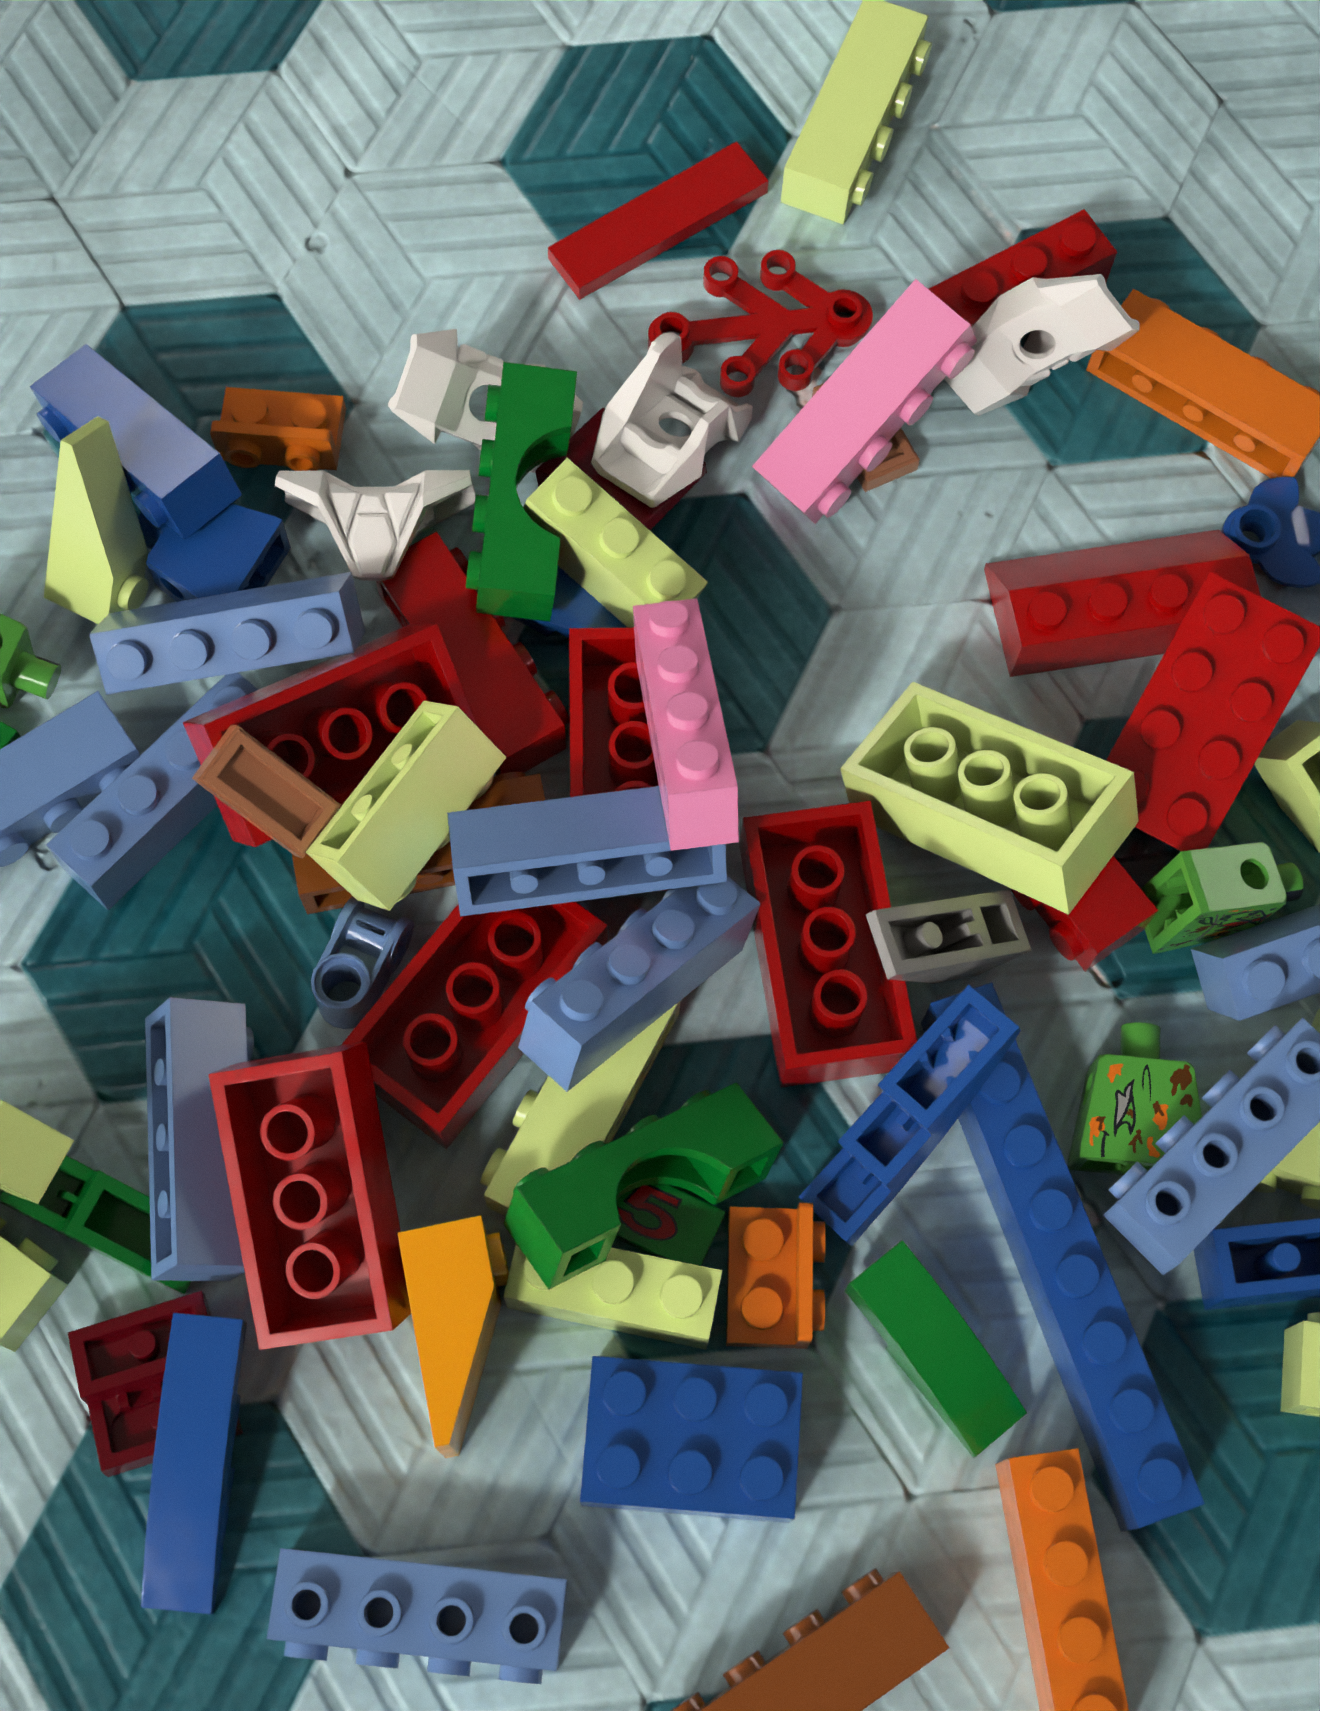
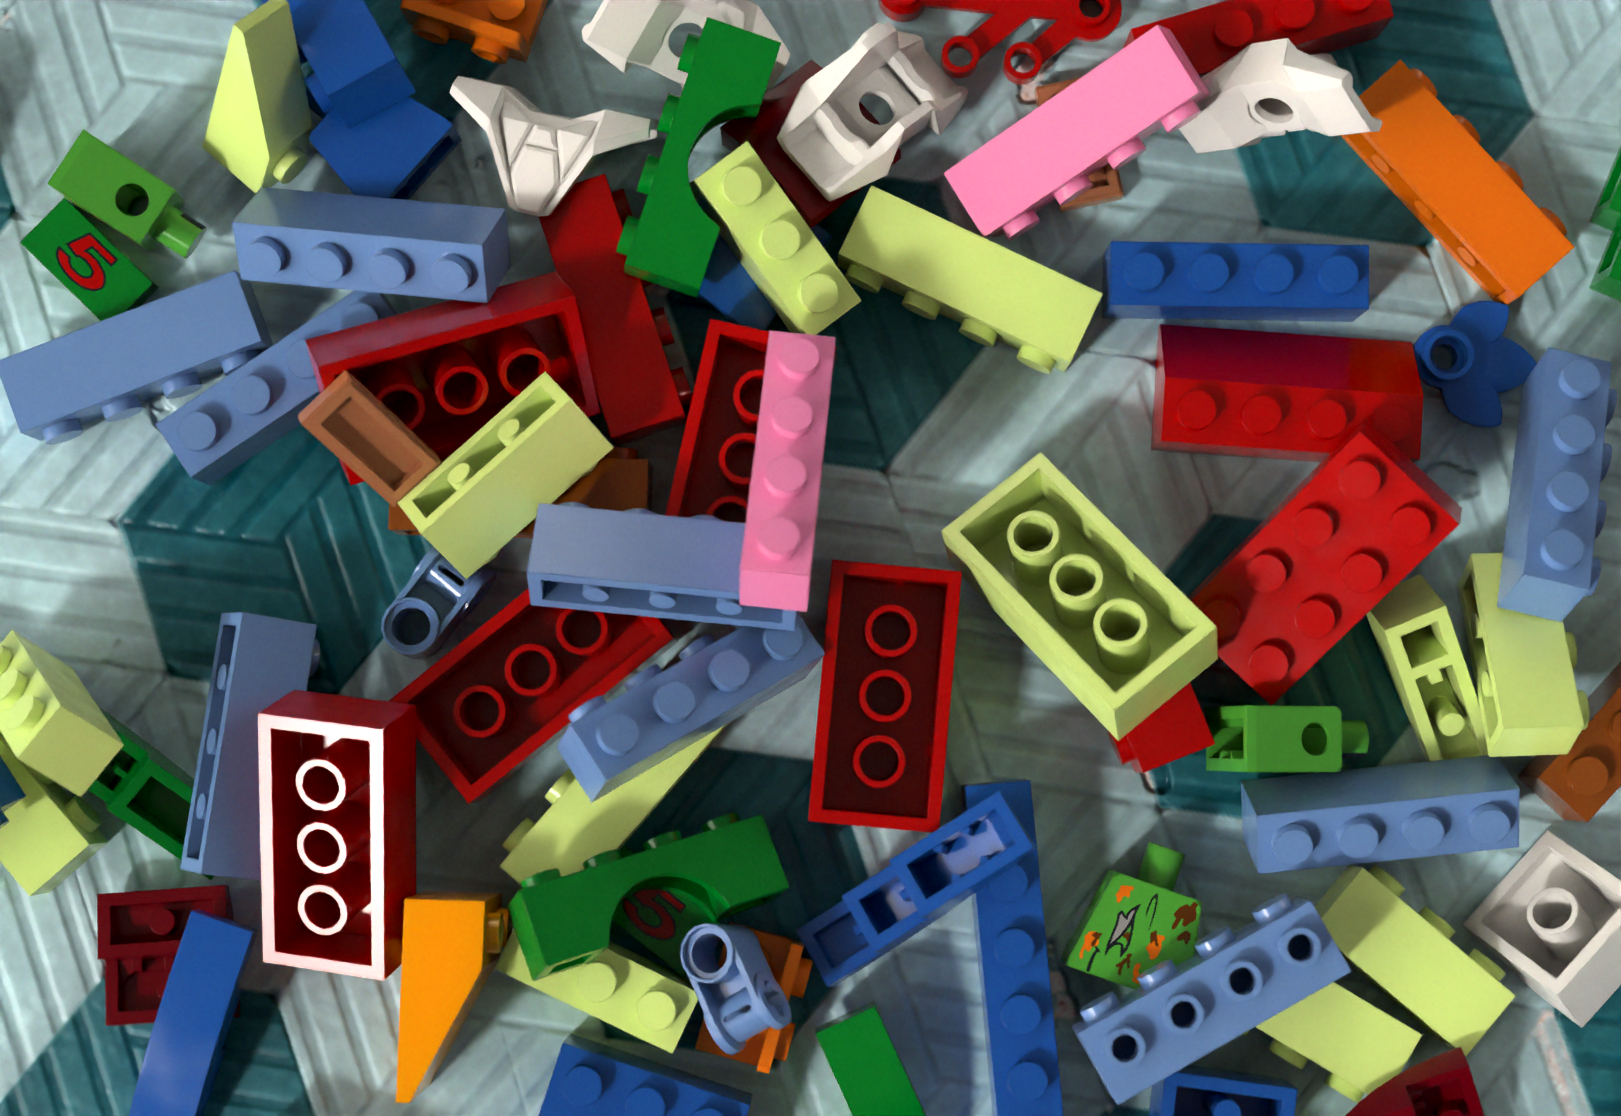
camera: 20 degrees right, 15 degrees up
(760, 1261) = (740, 995): none -> medium blue piece
(802, 558) = (967, 280): none -> yellowish green brick
(948, 937) = (995, 730): light grey slope -> none
(1043, 506) = (1235, 281): none -> blue brick

